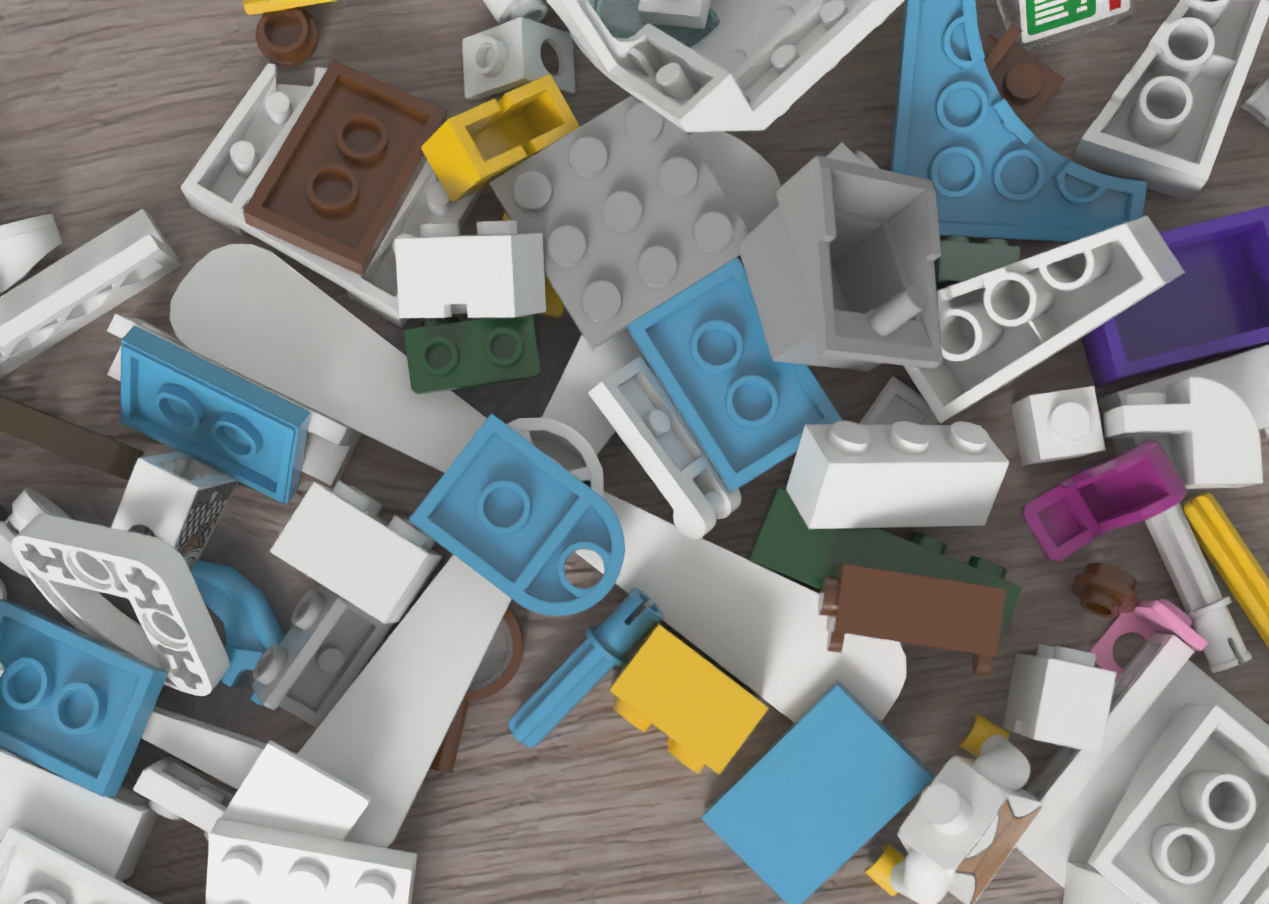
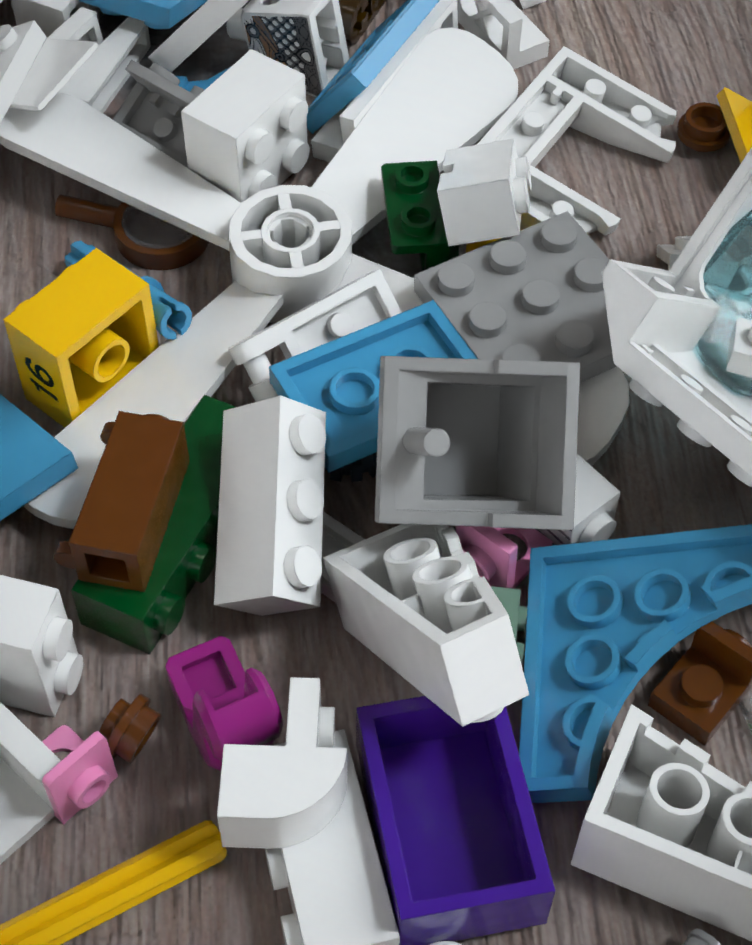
camera: 90 degrees right, 30 degrees down
(345, 168) = (584, 139): reddish brown plate -> none
(510, 133) = (604, 205): yellow piece -> none
(520, 519) = (259, 212): dark azure tile -> none
(1058, 426) = (315, 657): white brick -> none
(1197, 589) = (119, 826): white axle -> none

